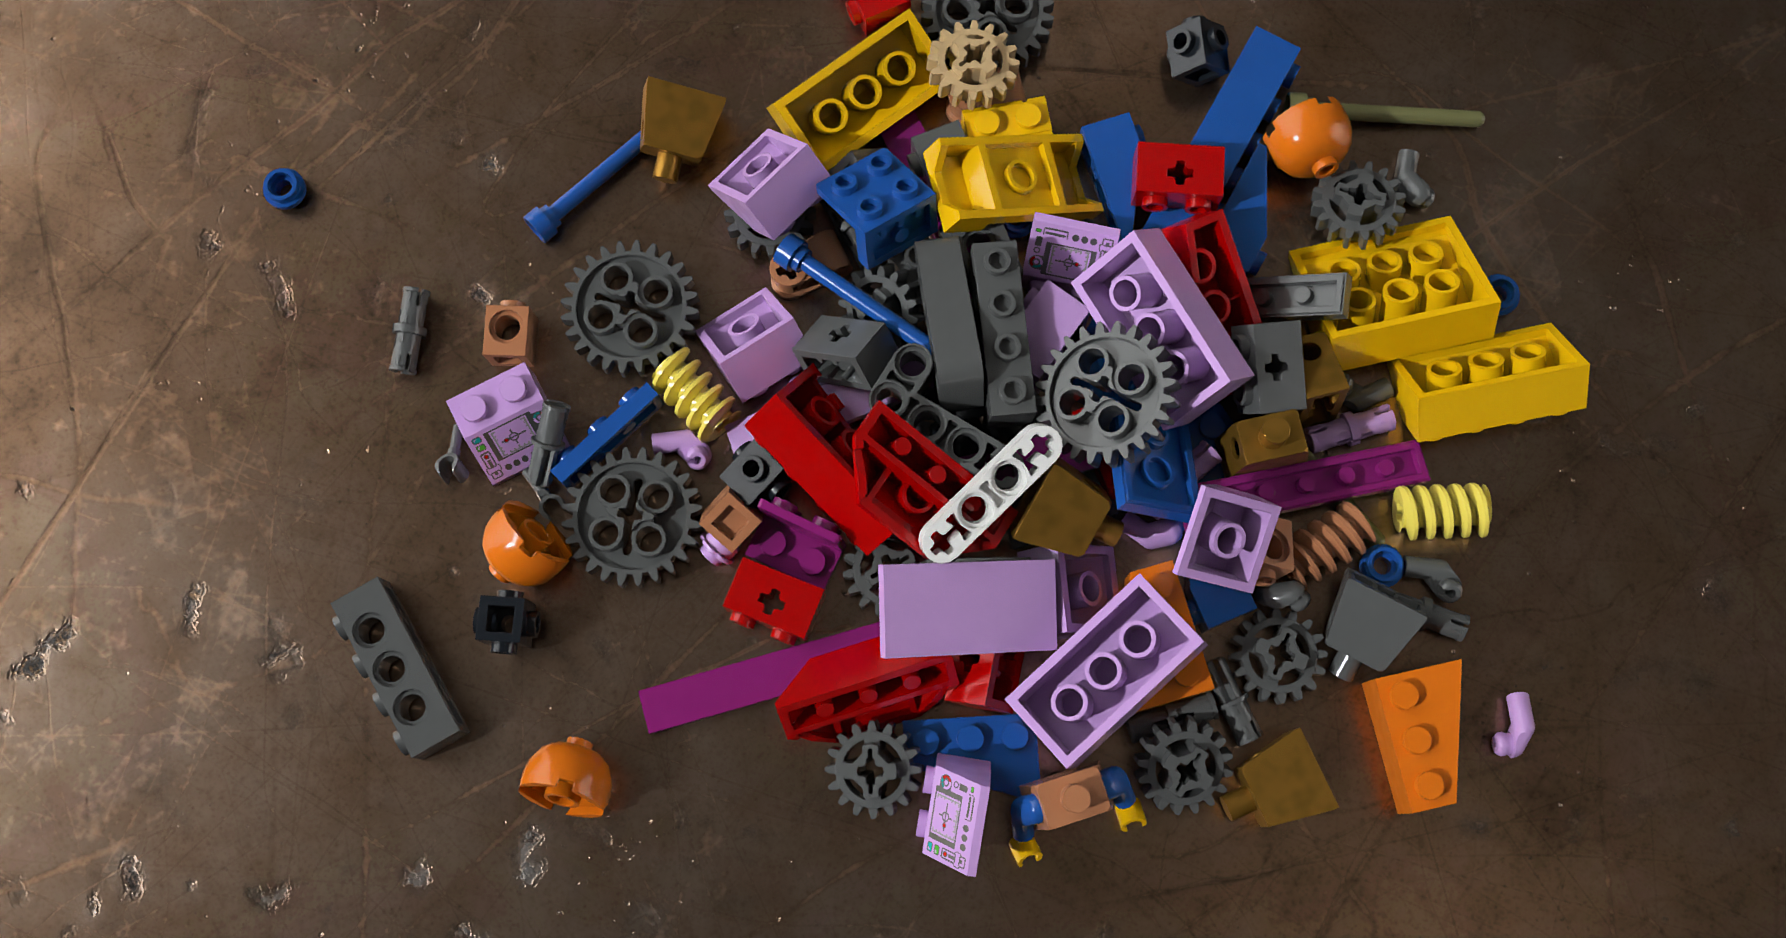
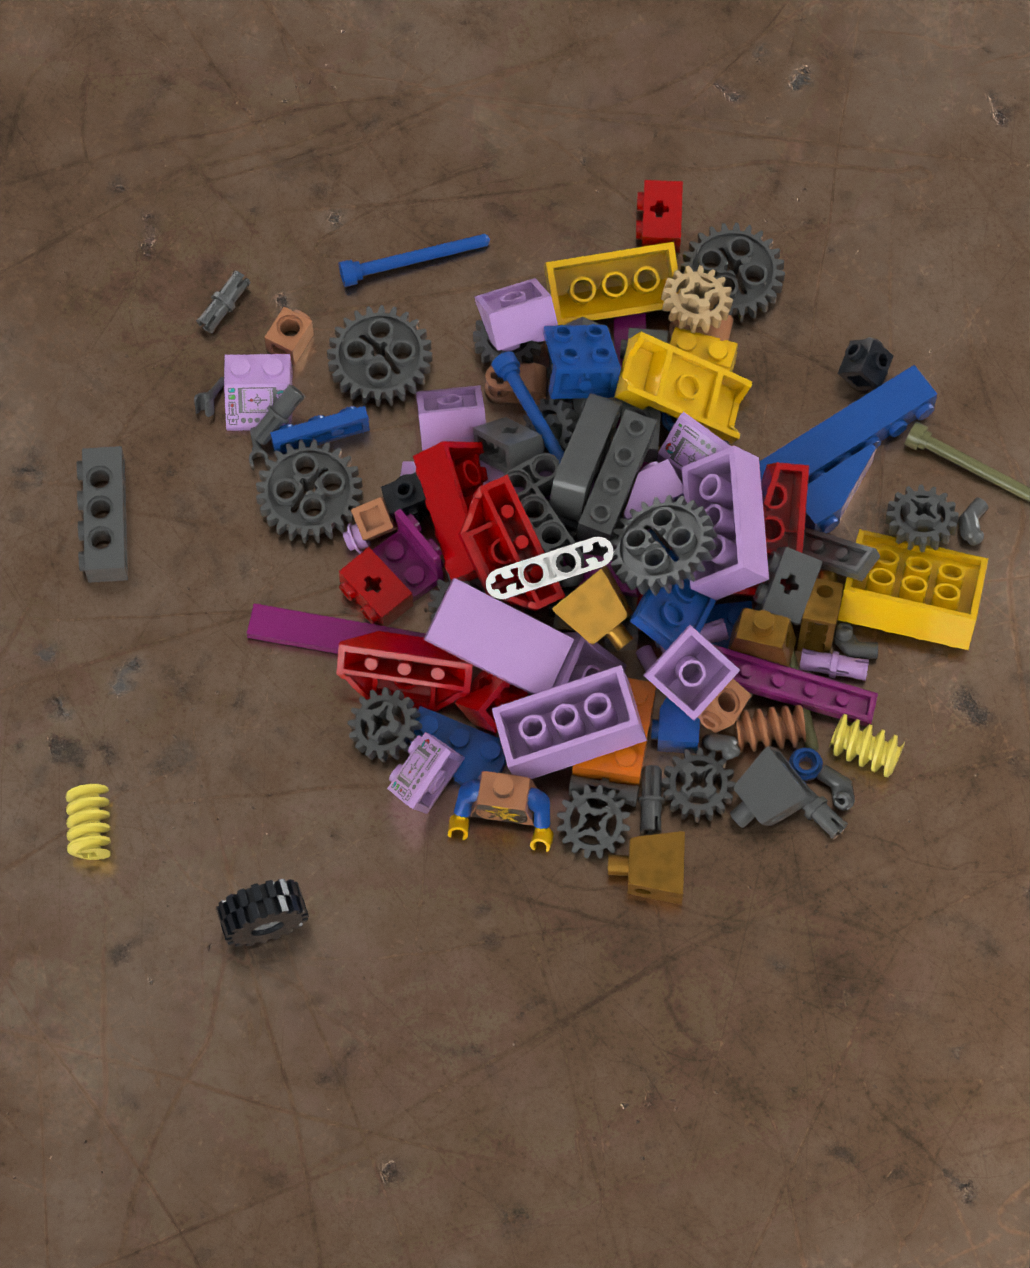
camera: 25 degrees right, 10 degrees down
(276, 181) = (187, 162): blue plate -> none
(491, 618) = (190, 516): black brick -> none
(521, 546) = (225, 474): orange cylinder -> none
(569, 777) = (178, 633): orange cylinder -> none
(676, 125) = (475, 249): pearl gold torso -> none
(685, 444) = (370, 462): lavender arm -> none
(693, 397) = (392, 431): light yellow piece -> none
(1109, 161) = (767, 413): blue slope -> none
(1198, 169) = (787, 423): red brick -> none
(1310, 139) = (908, 455): orange cylinder -> none
(1418, 733) = (767, 875): orange wedge -> none
(1490, 383) = (947, 678): yellow slope -> none
(1509, 291) = (990, 617): blue plate -> none
(1521, 727) = (842, 911): lavender arm -> none

